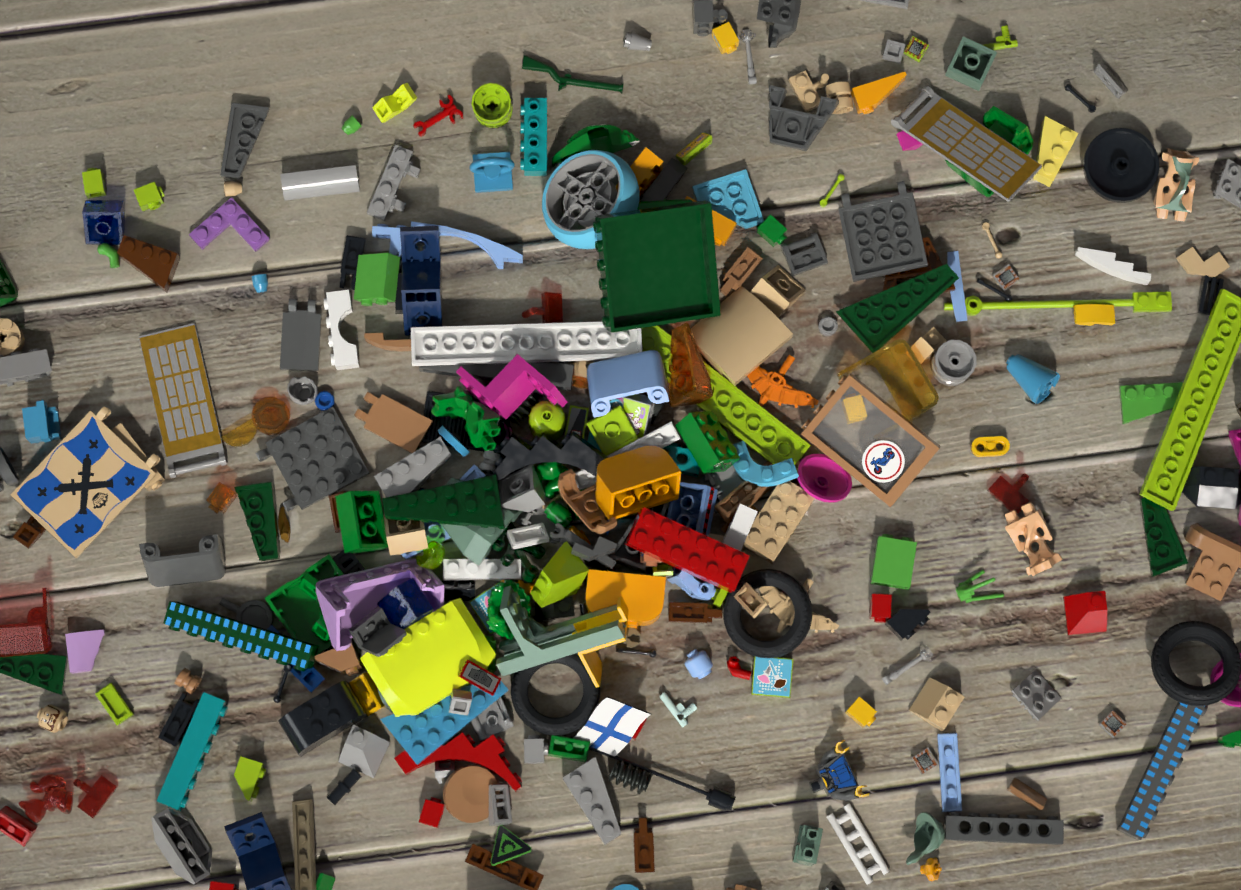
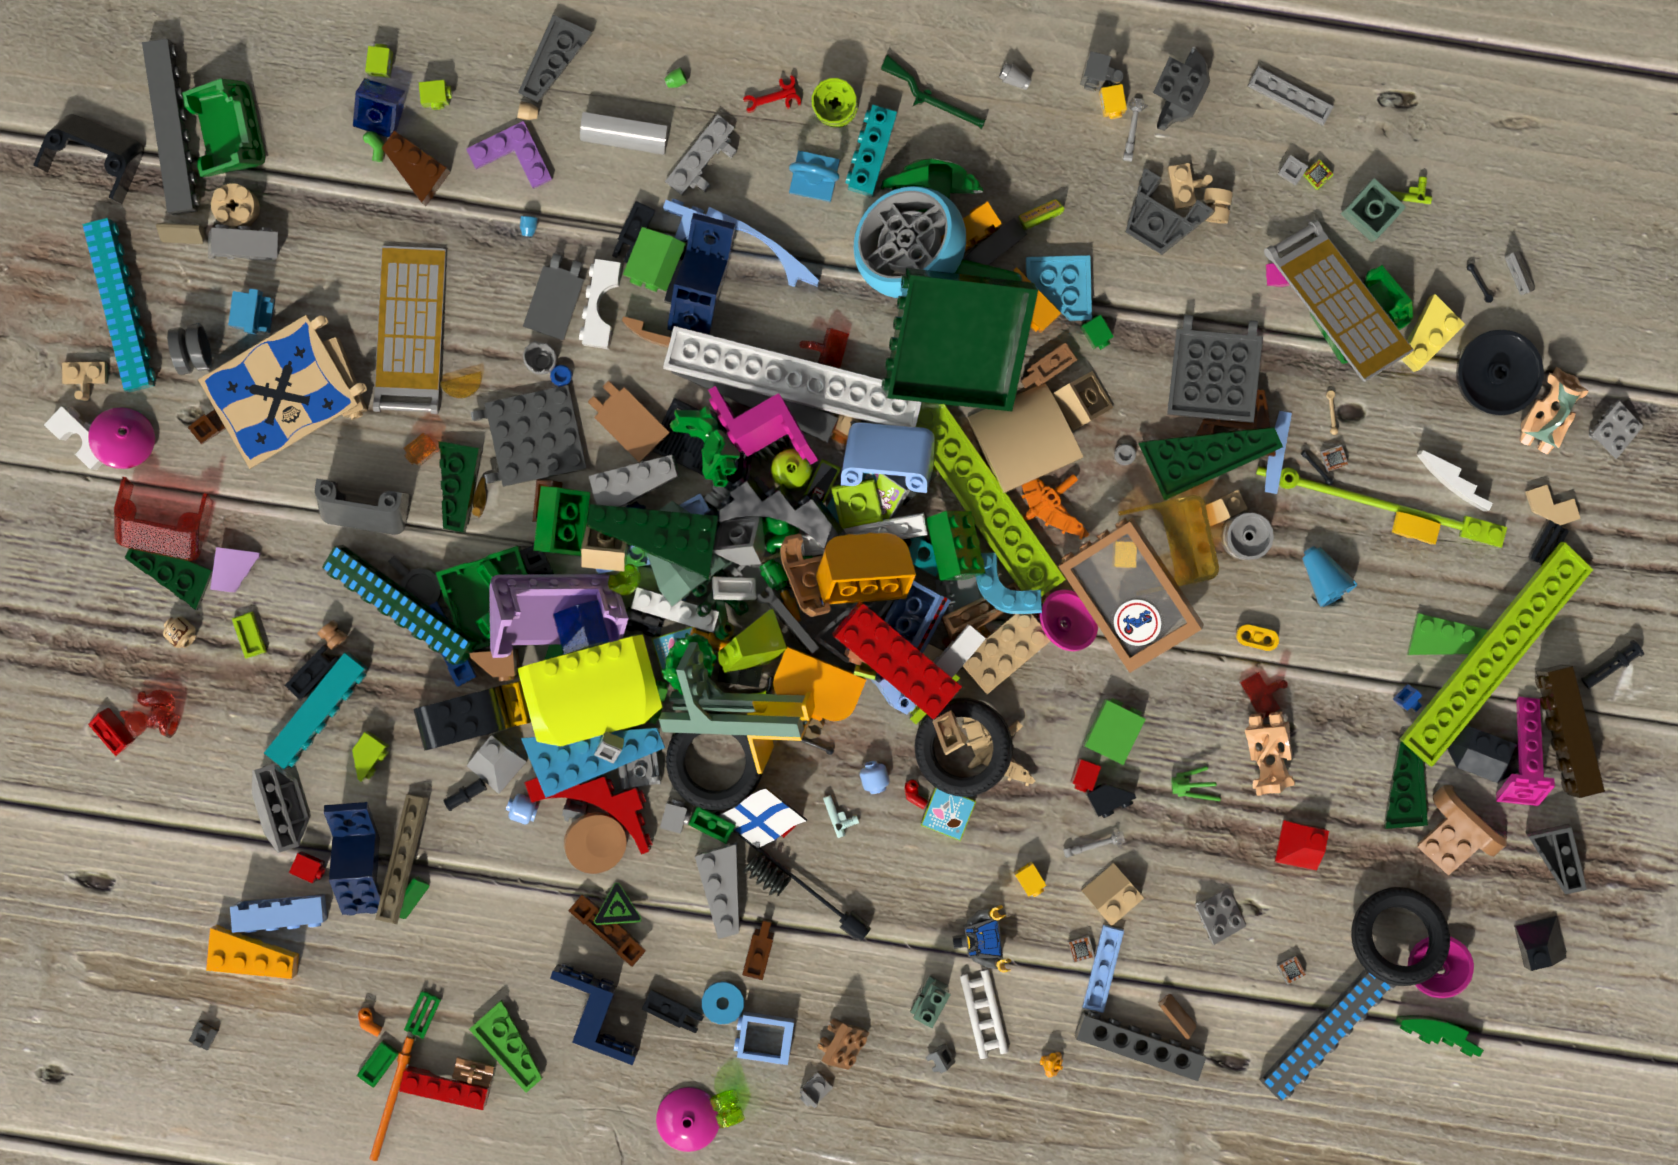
camera: 20 degrees right, 10 degrees up
(96, 795) = (204, 726): clear red plate -> none
(270, 415) = (498, 375): clear orange tile -> none
(287, 669) = (421, 680): black hinge -> none
(376, 633) = (542, 649): dark grey bracket -> none
(394, 104) = (730, 68): neon yellow slope -> none
(398, 784) = (522, 809): none -> light blue head
(432, 812) = (548, 849): red brick -> none
(453, 441) = (685, 463): dark azure tile -> none
(479, 677) = (637, 728): slope -> none
(506, 812) = (628, 863): light grey slope -> none
(601, 549) = (807, 629): dark grey slope -> none
(689, 376) = (958, 466): clear orange wedge -> none
(693, 612) = (885, 721): reddish brown hinge -> none
(807, 259) = (1124, 375): dark grey plate -> none
(823, 203) = (1163, 316): lime hinge -> none
(871, 95) = (1252, 212): light orange slope -> none
(927, 836) = (1057, 1031): sand green piece -> none
(1136, 459) = (1408, 698): none -> blue tile

